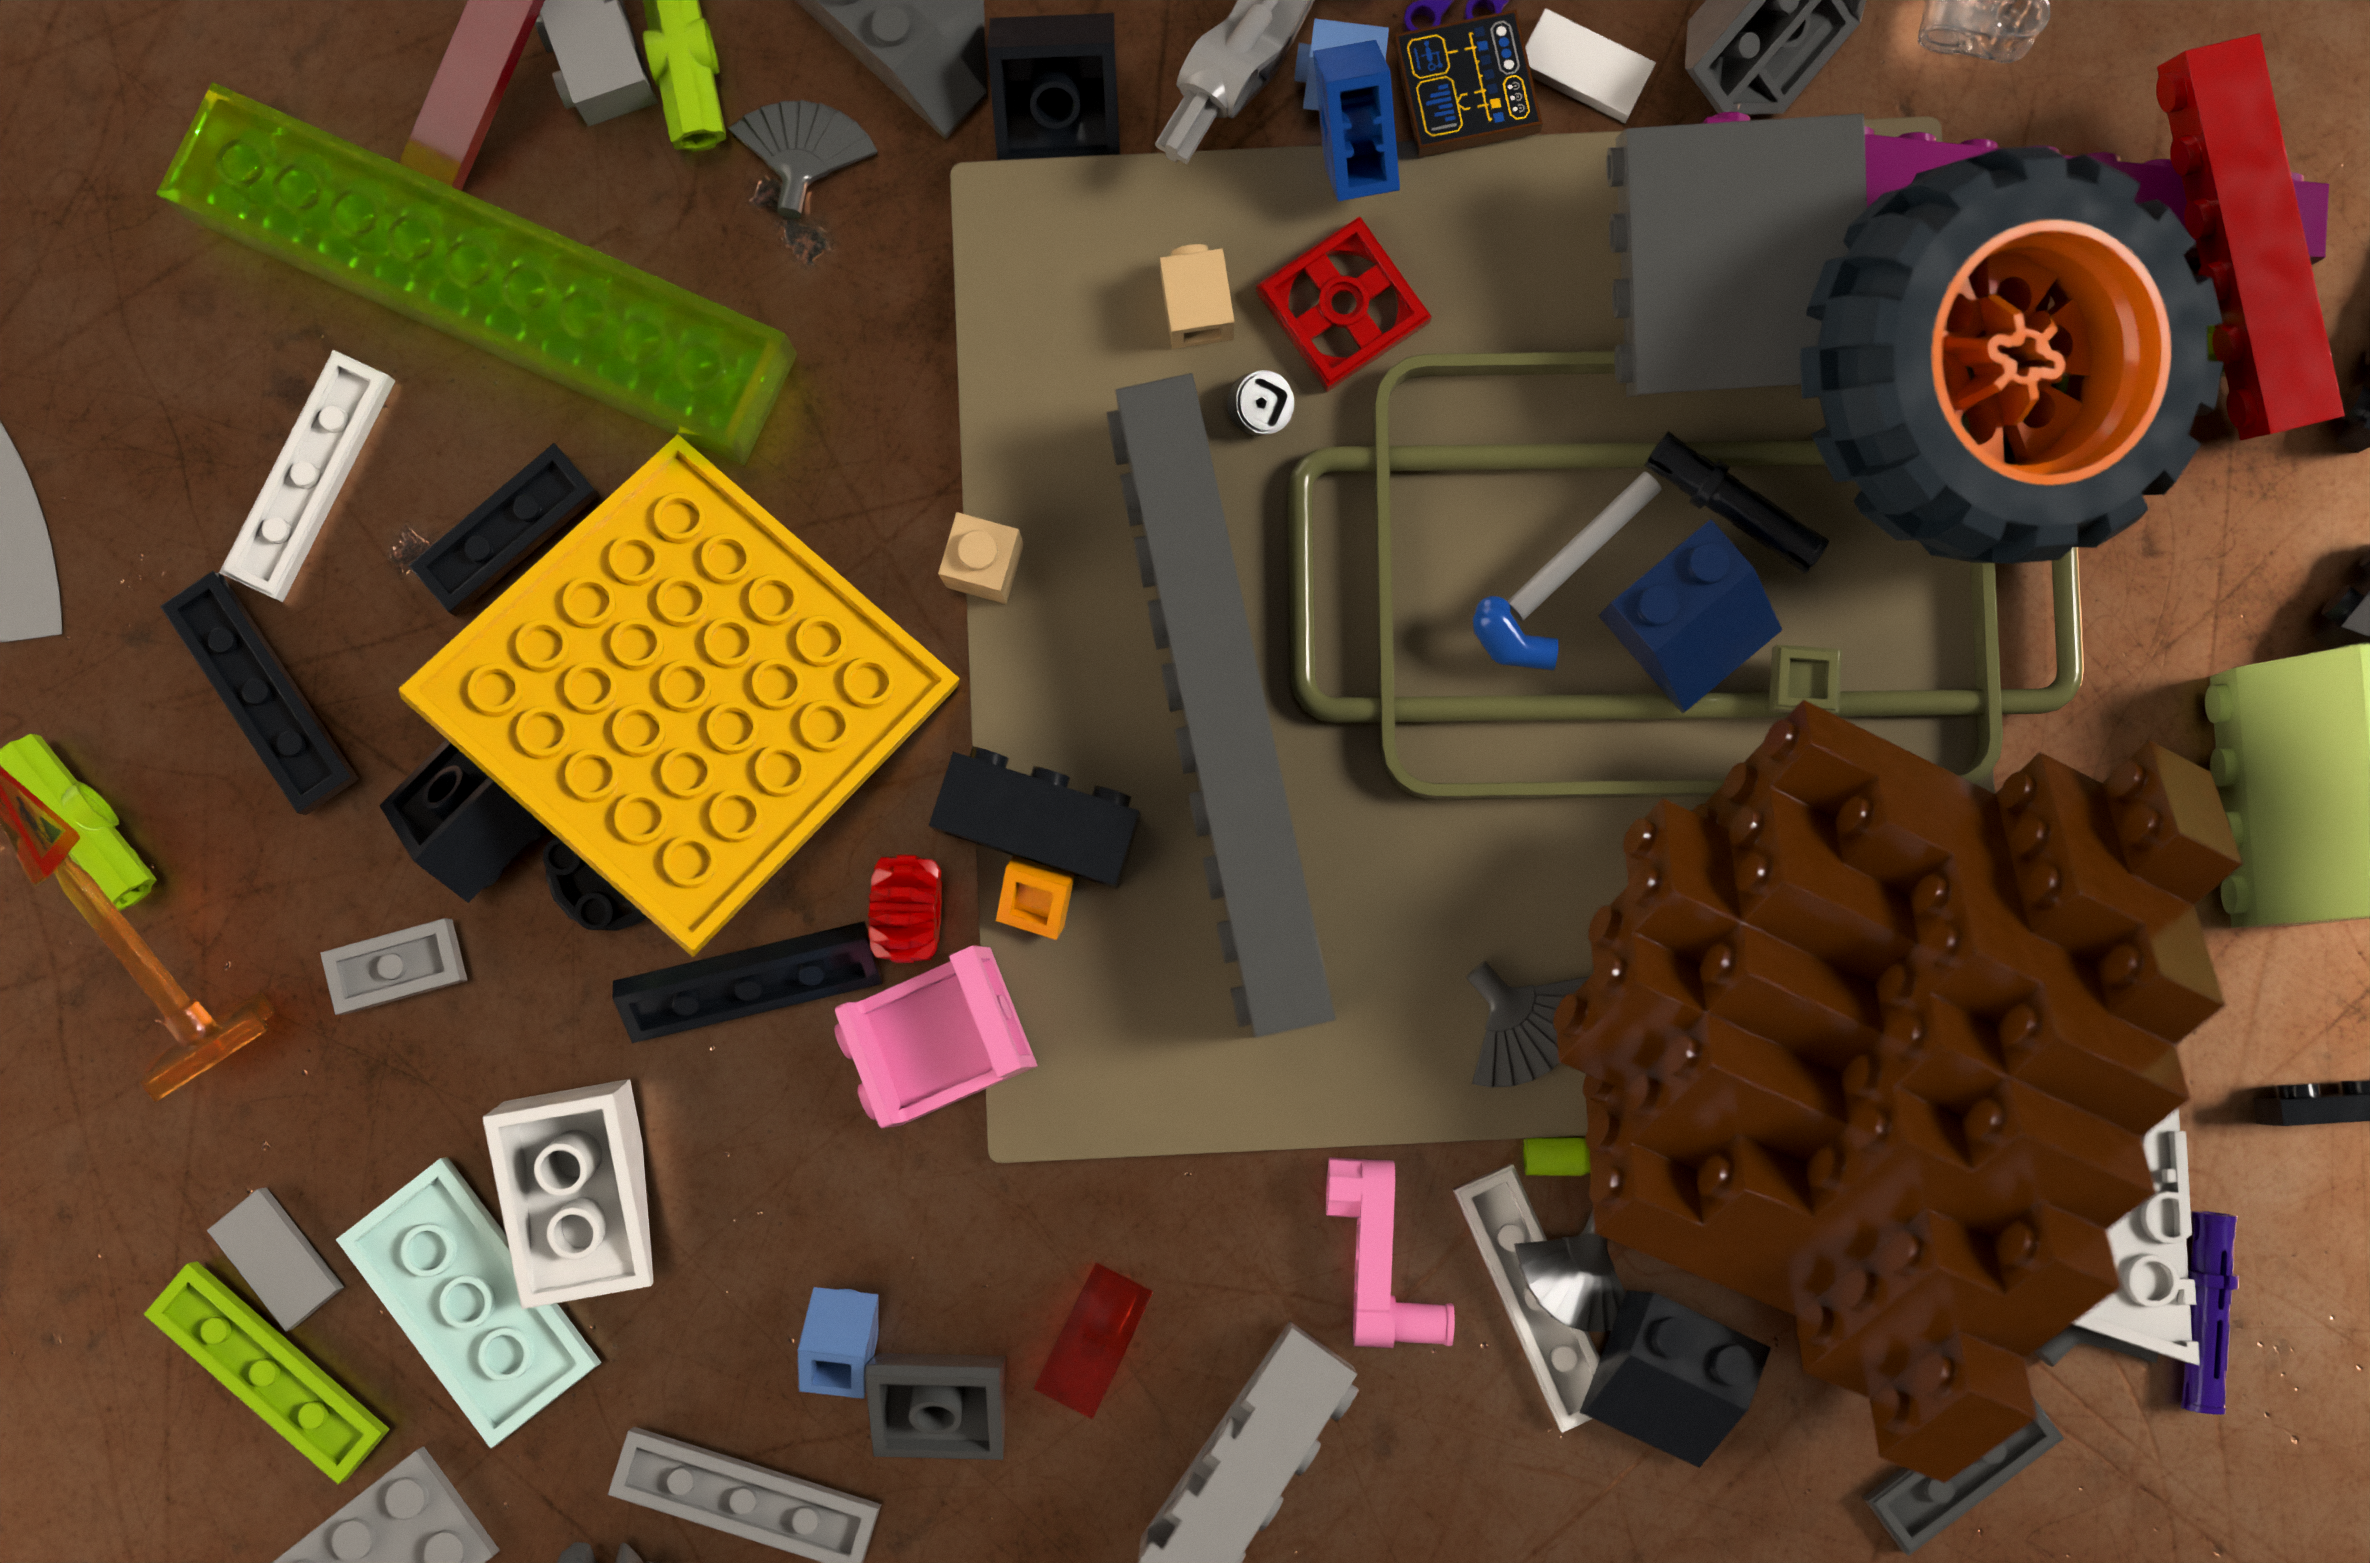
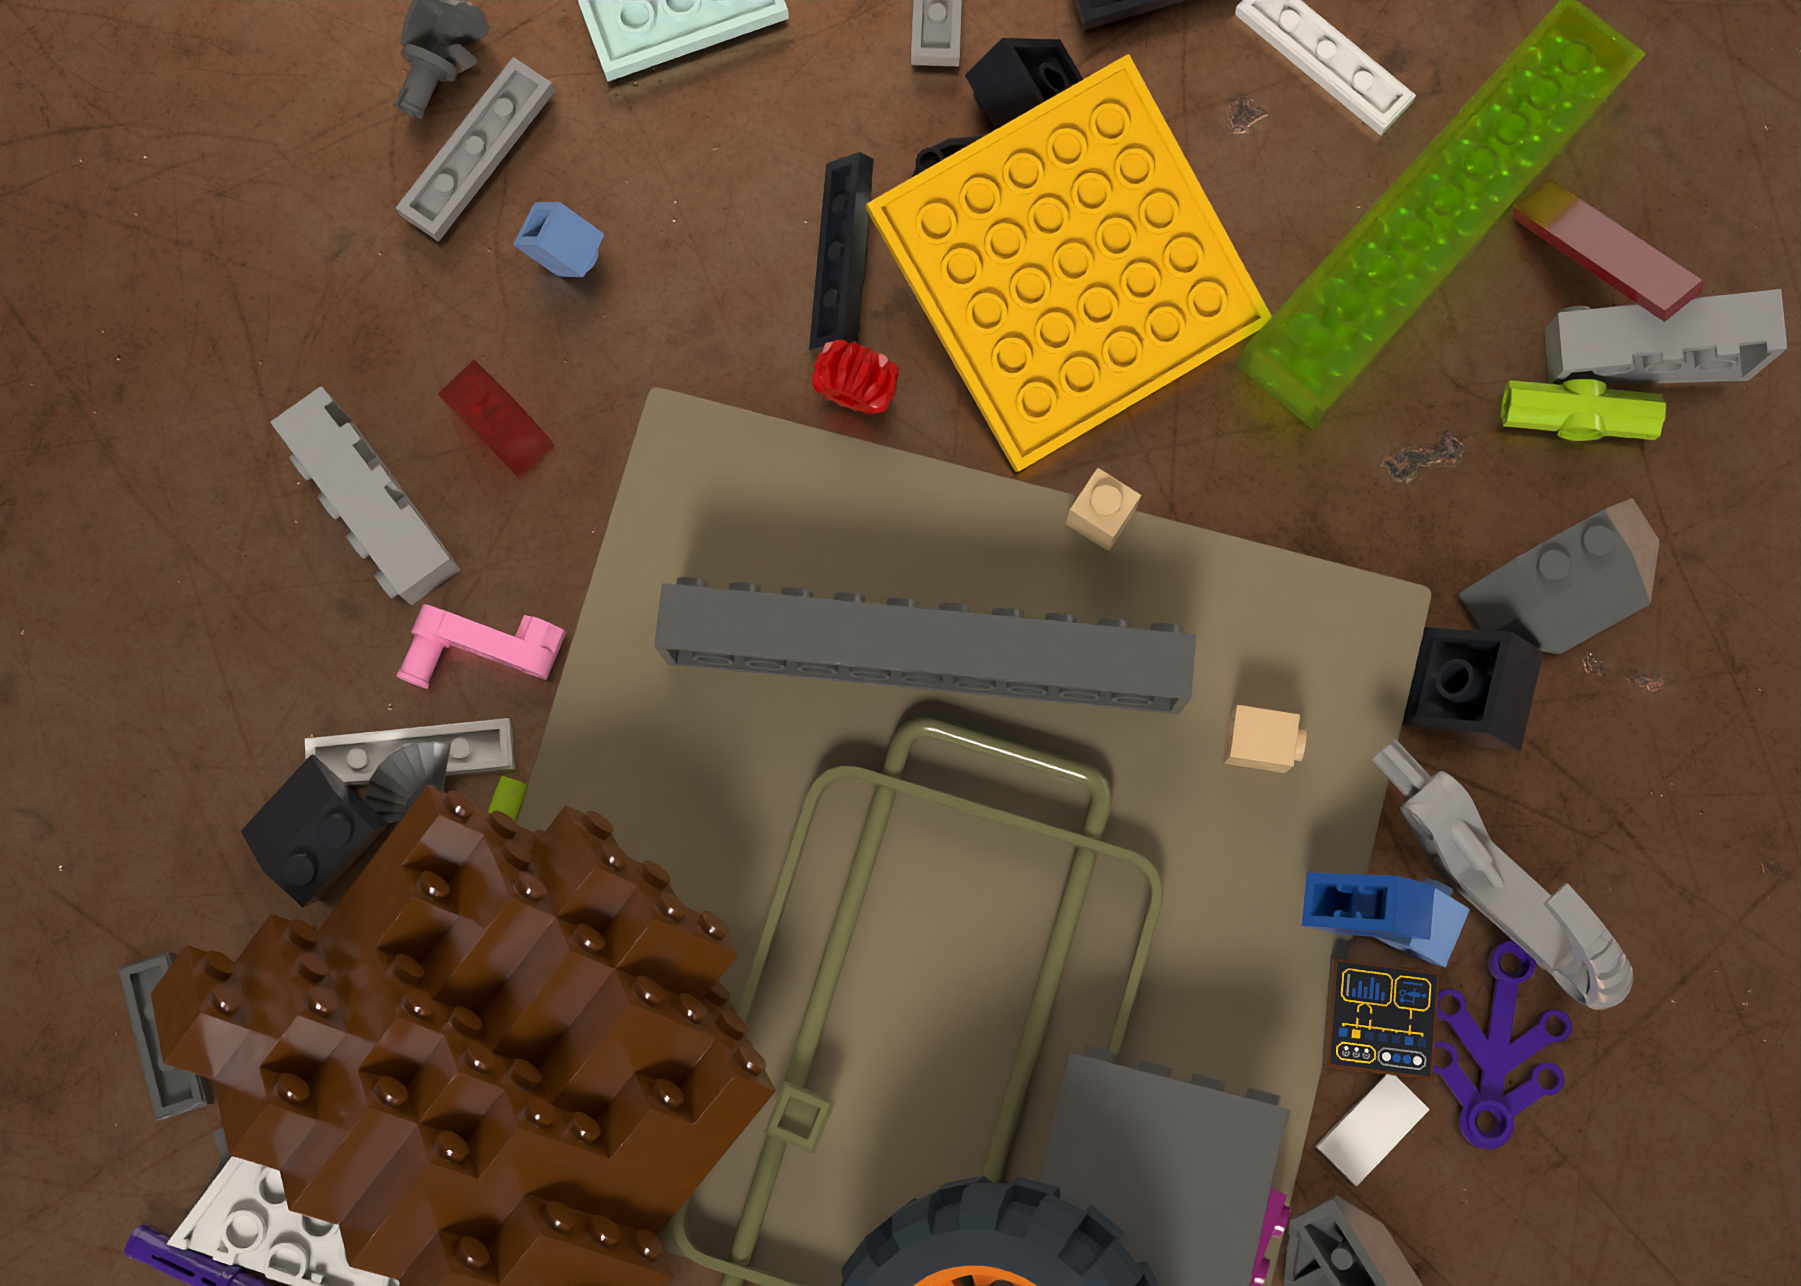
camera: 110 degrees right, 5 degrees down
(504, 530) = (1239, 178): black plate -> none
(572, 1192) = (732, 89): white slope -> none
(802, 145) = (1482, 483): dark grey hand -> none
(934, 1038) = (753, 370): bright pink panel -> none
(937, 1405) = (494, 298): dark grey slope -> none
(1035, 897) = (831, 472): light orange plate -> none
(1036, 816) = (890, 491): black brick -> none
(1260, 403) = (1162, 763): tile -> none
(1350, 240) = (1254, 810): red piece -> none
(1506, 641) = (907, 886): blue arm -> none
(1519, 1028) = (614, 800): dark grey hand -> none
(1583, 545) = (964, 975): light grey bar -> none
(1694, 616) = (876, 1040): dark blue slope -> none
(1726, 495) = (958, 1110): black pin -> none

